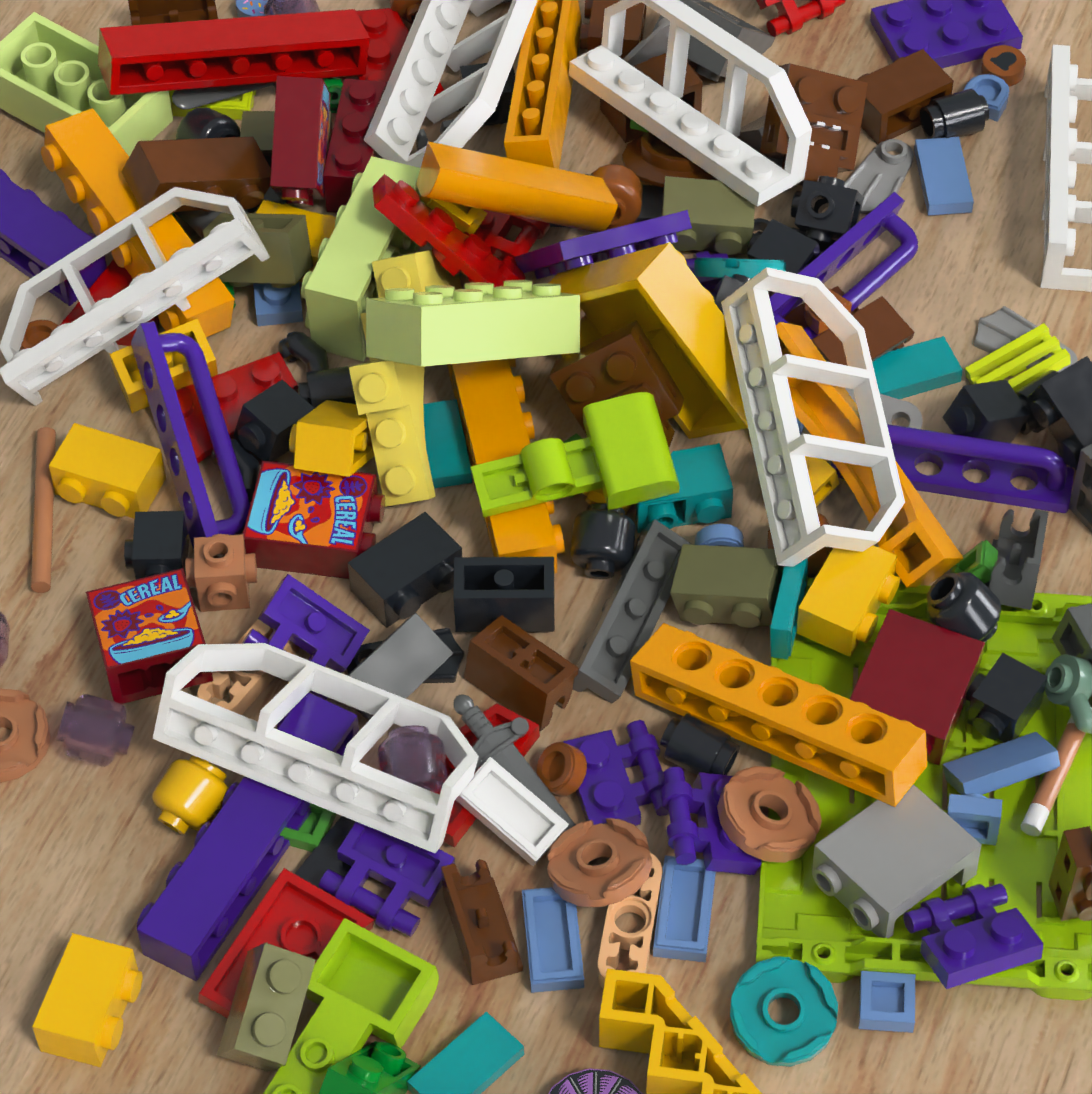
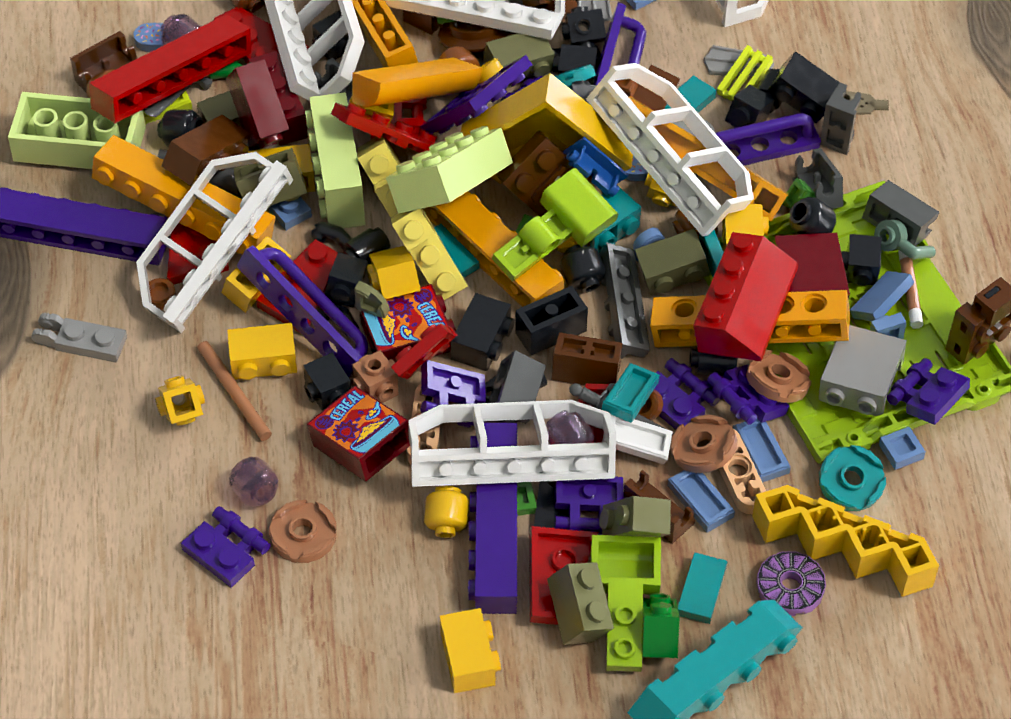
camera: 30 degrees left, 0 degrees up
(94, 730) = (363, 500): clear purple head -> none
(271, 461) = (370, 300): none -> olive tile
(301, 556) = (434, 340): none -> red plate
(415, 923) = (636, 517): none -> olive brick
(535, 742) = (630, 392): none -> teal tile
(639, 213) = (490, 69): none -> yellow tile
(682, 386) = (594, 163): none -> blue hinge
(768, 677) = (744, 298): none -> red slope

